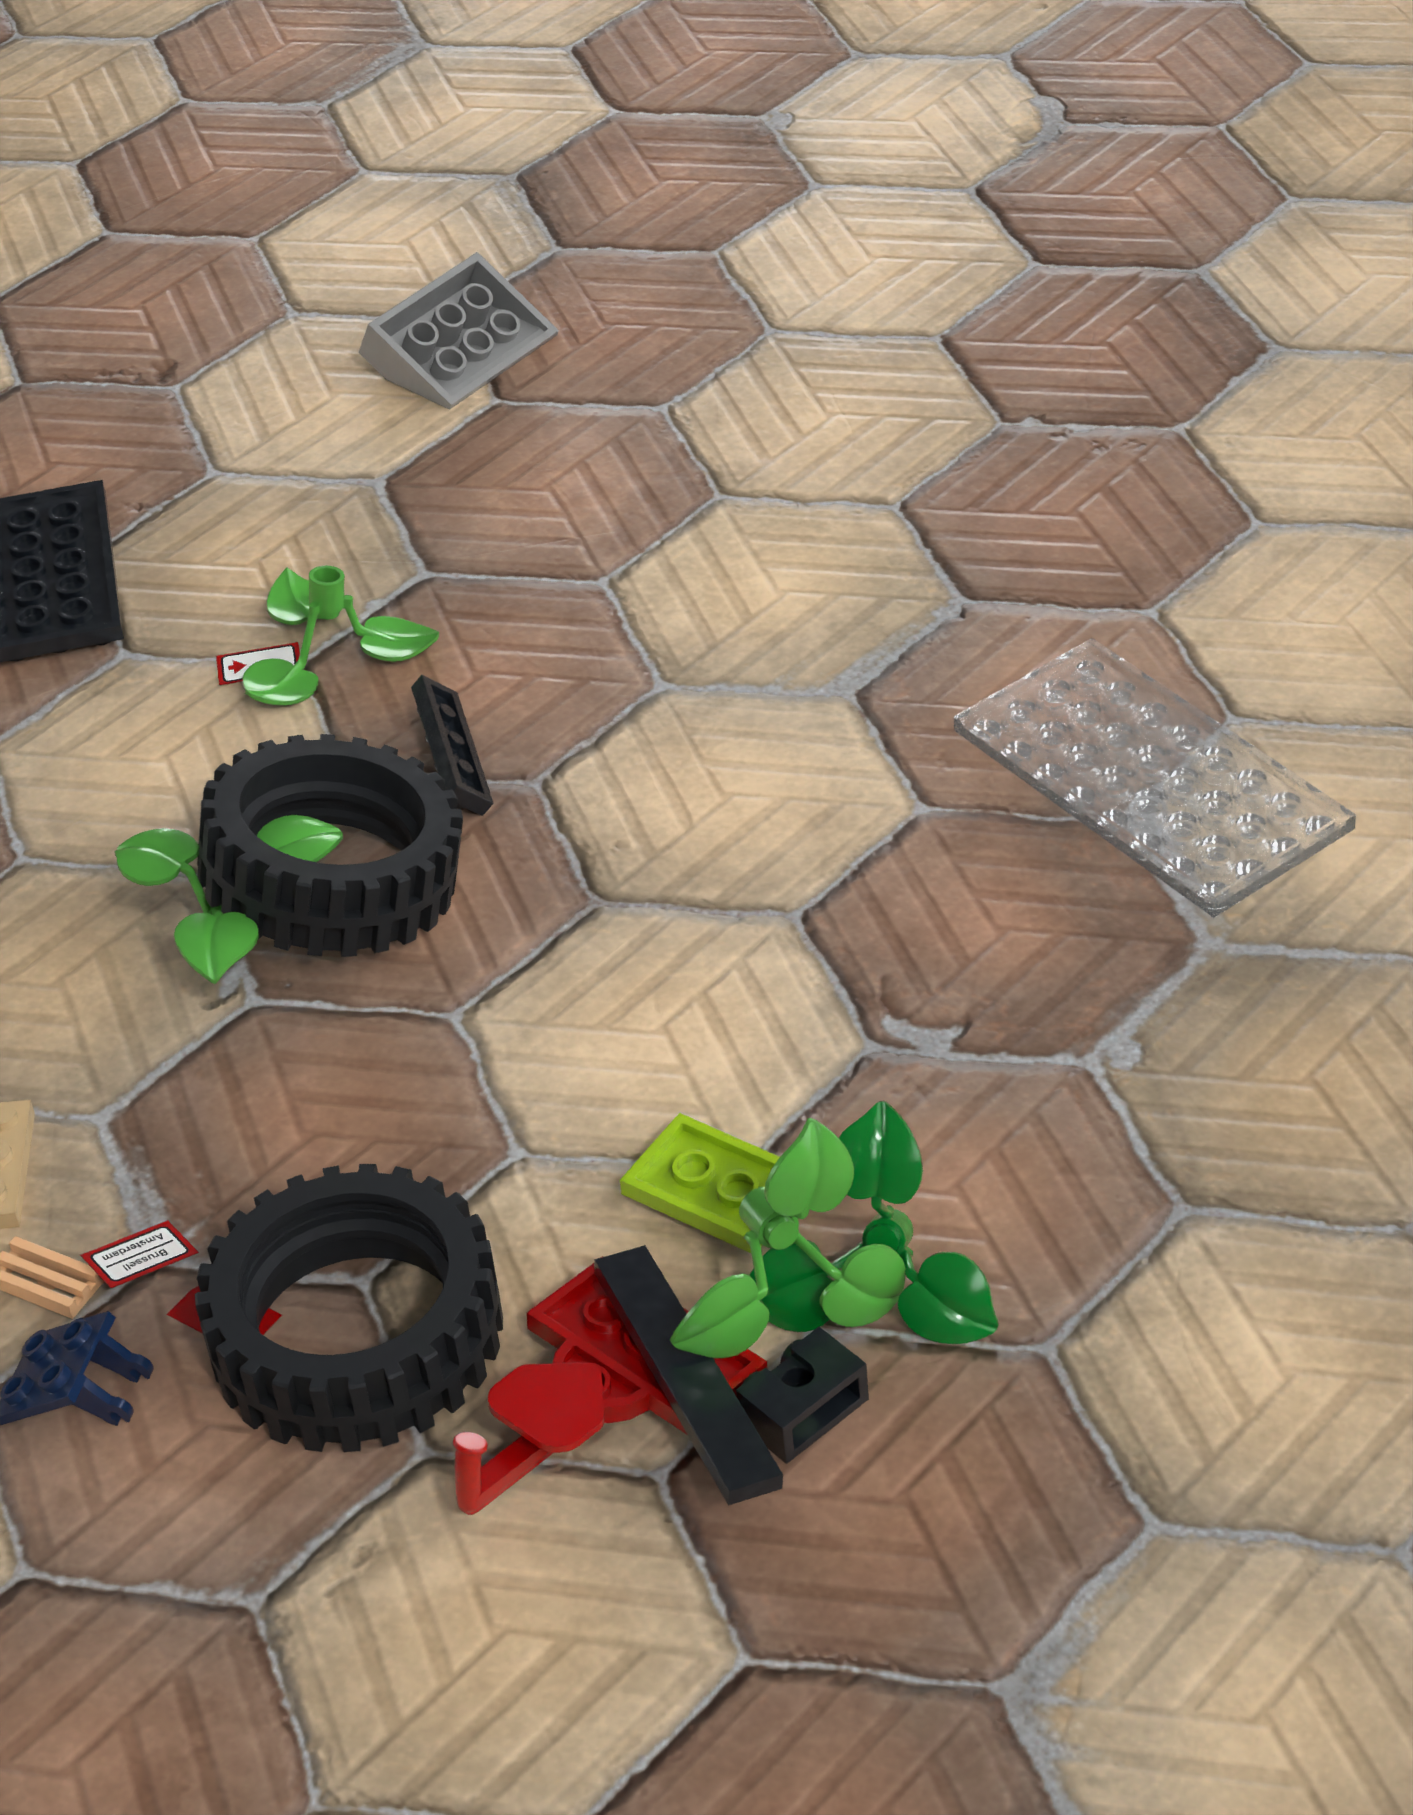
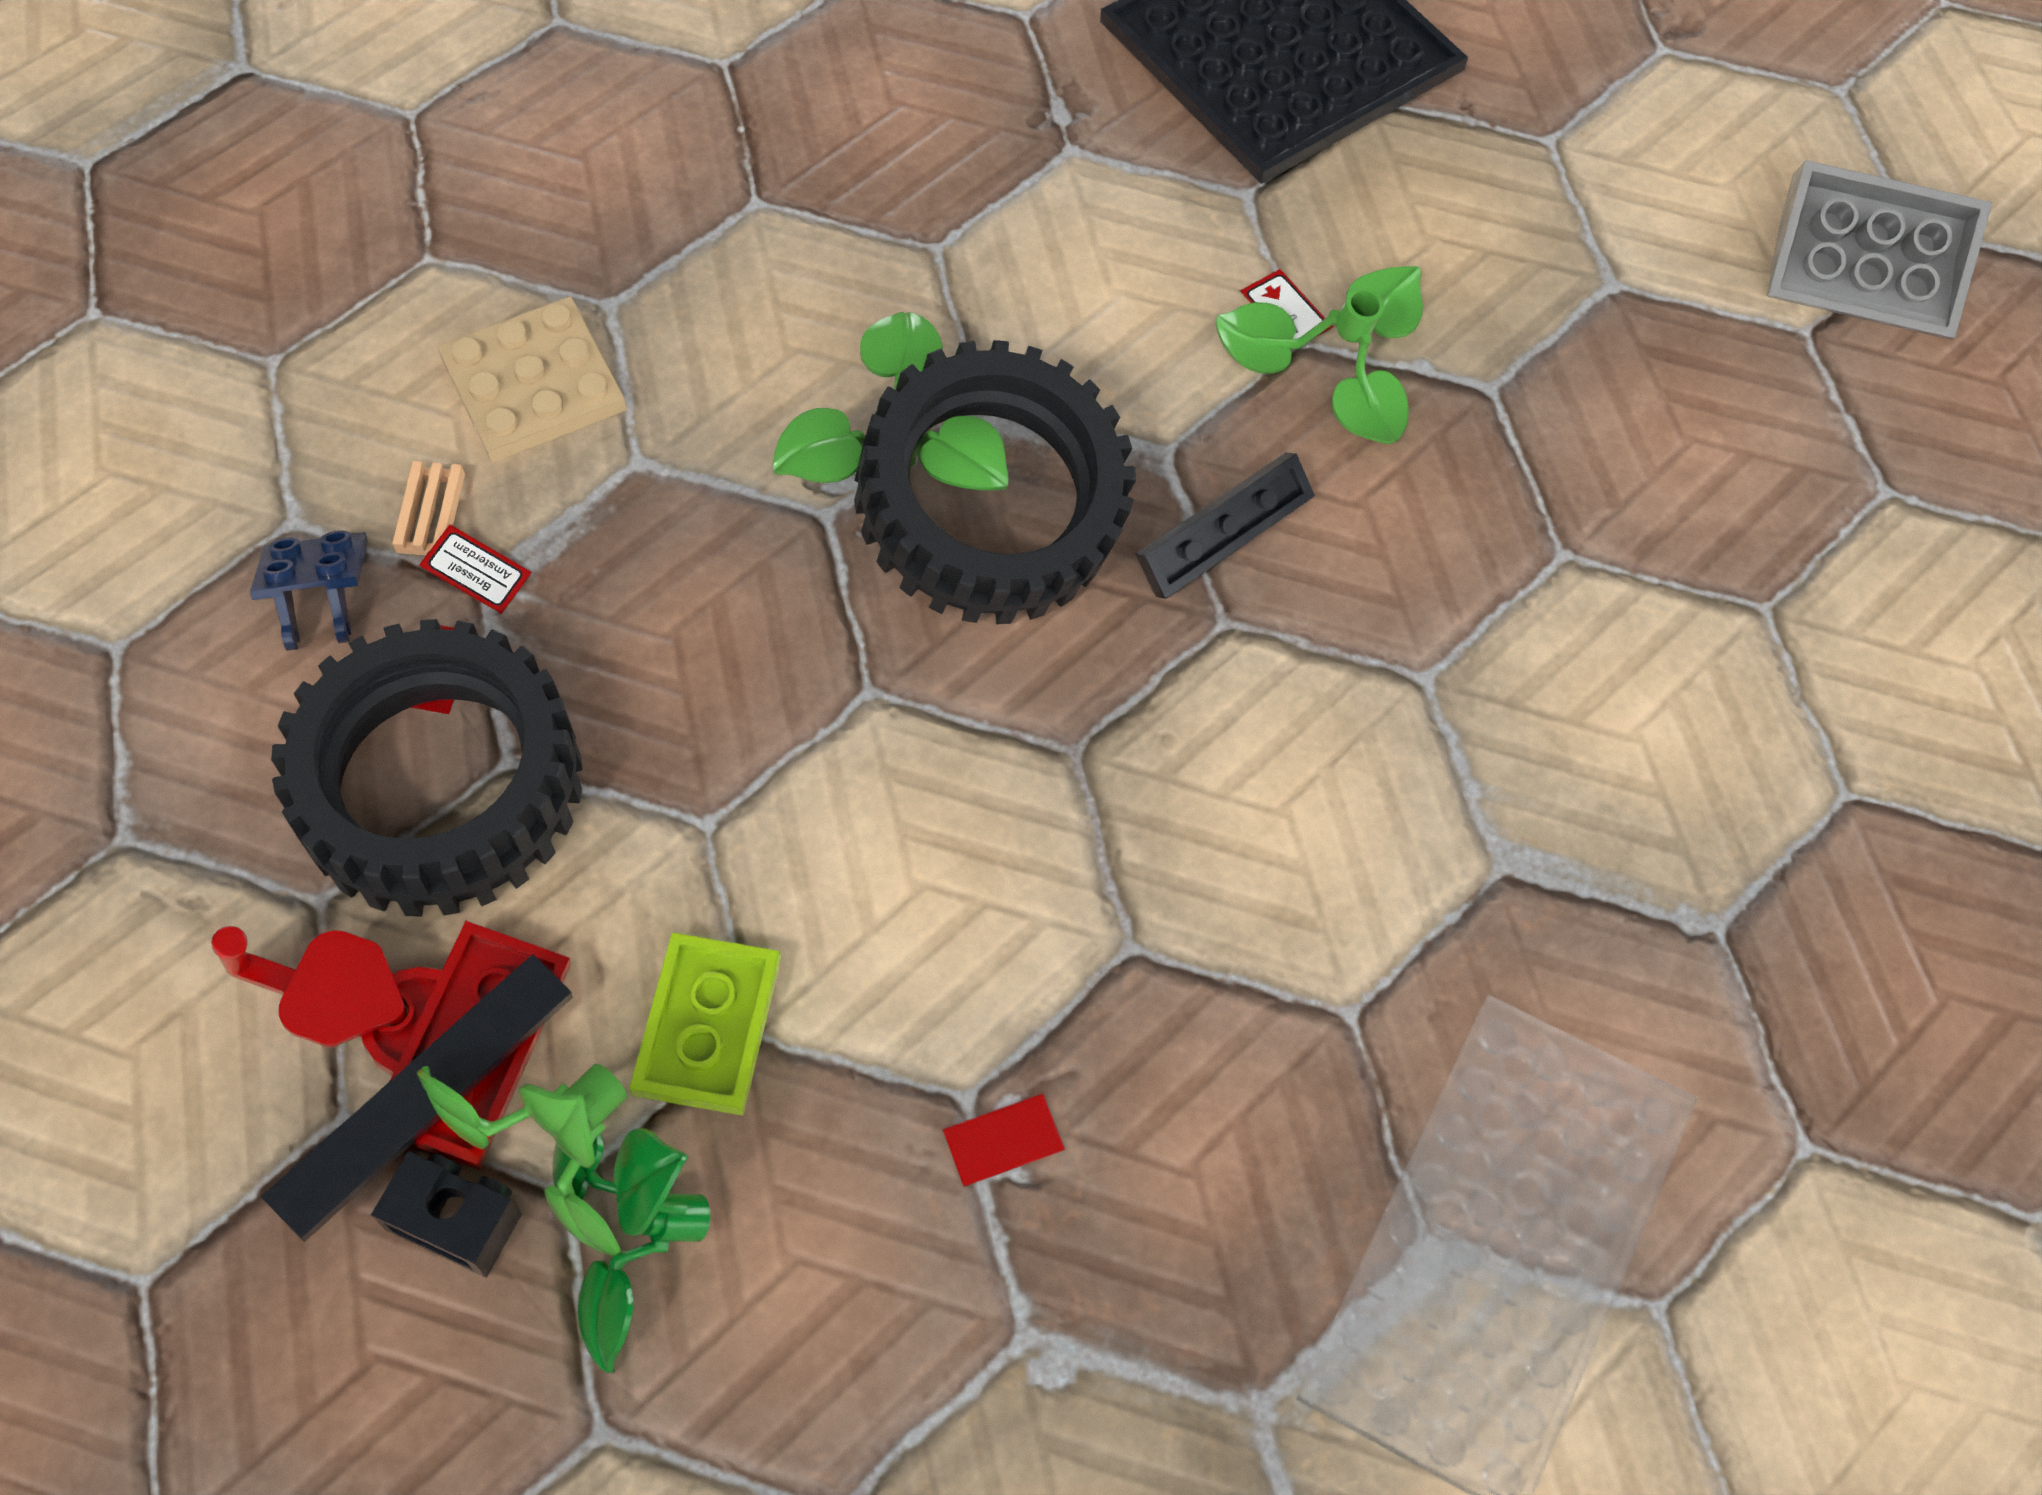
camera: 60 degrees right, 20 degrees up
(919, 1033) = (1003, 1140): none -> red sticker

